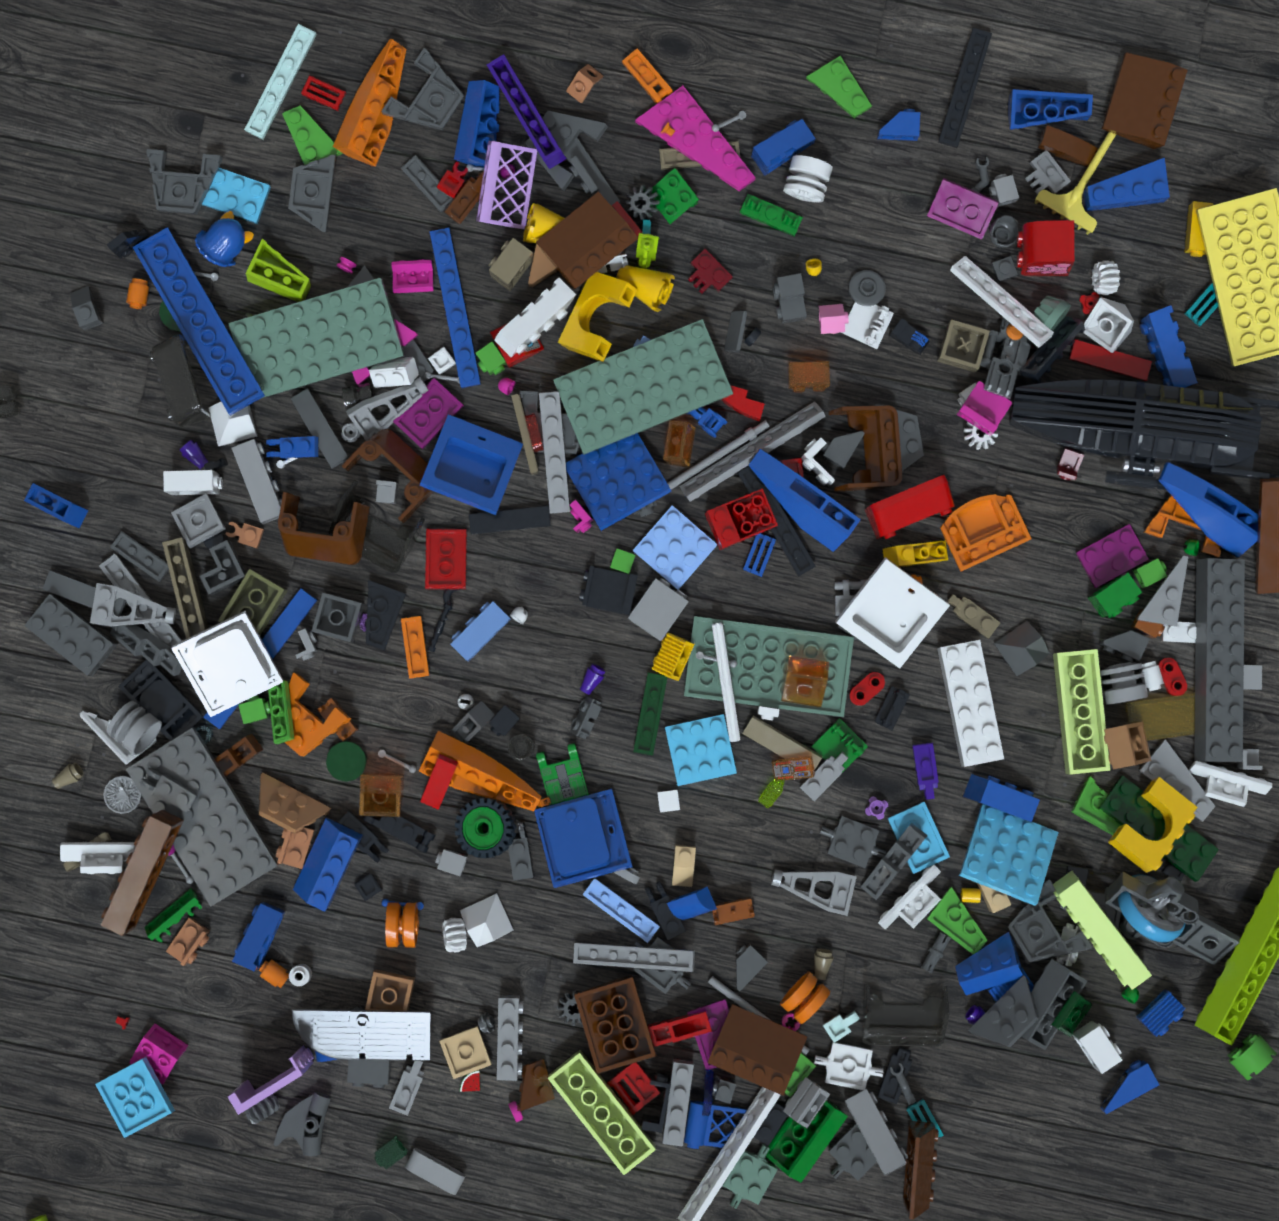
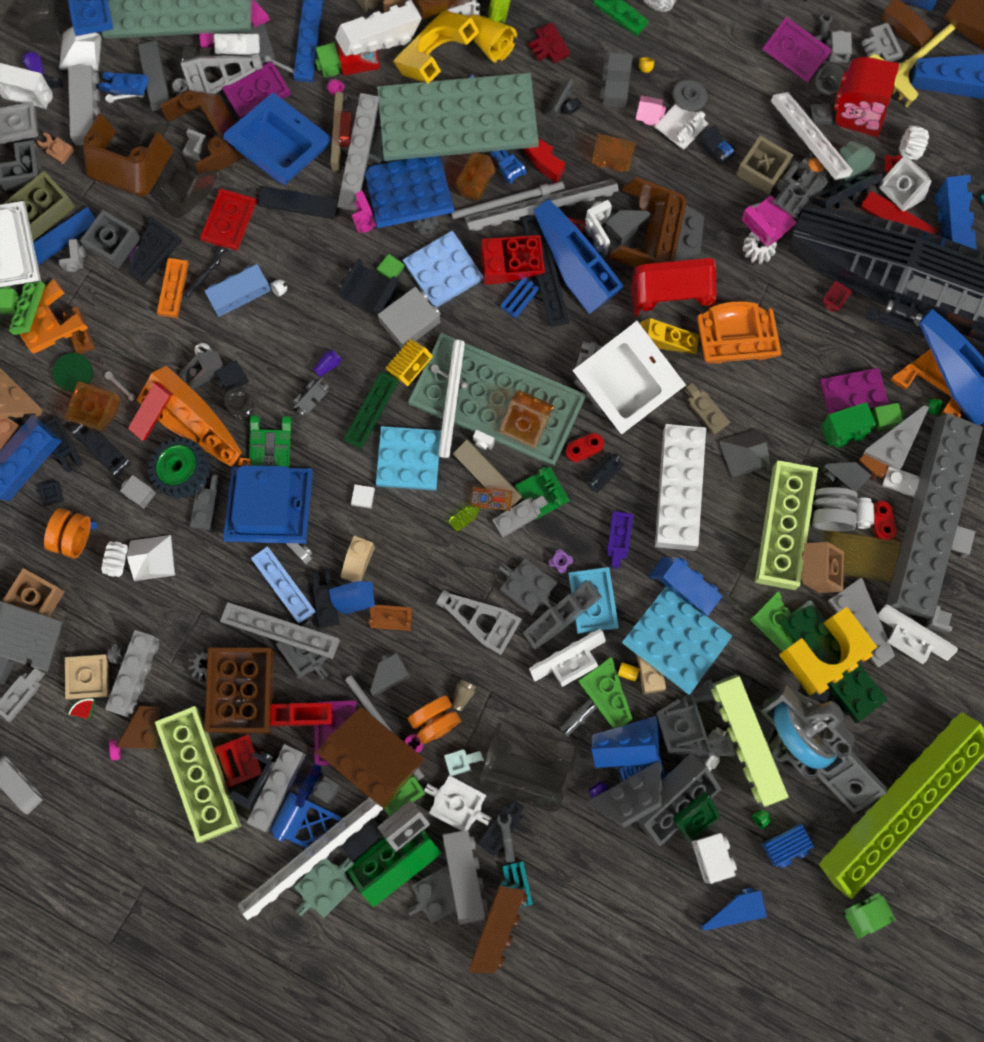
camera: 20 degrees right, 10 degrees down
(441, 360) = (284, 51): white tile -> none

